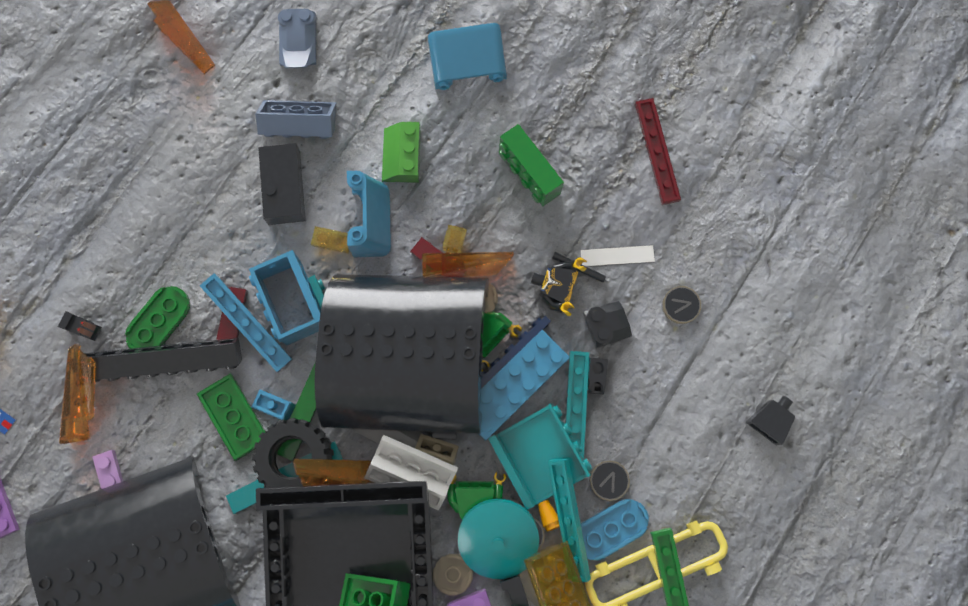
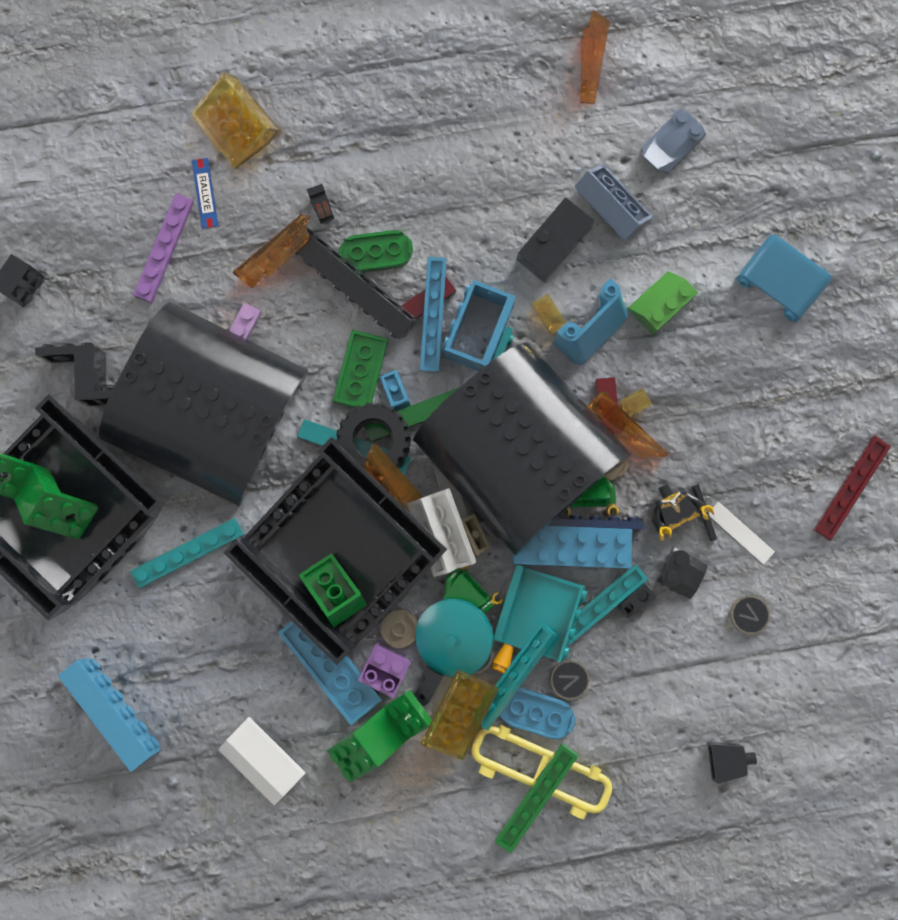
camera: 45 degrees right, 5 degrees up
(530, 165) = (745, 404): green brick -> none

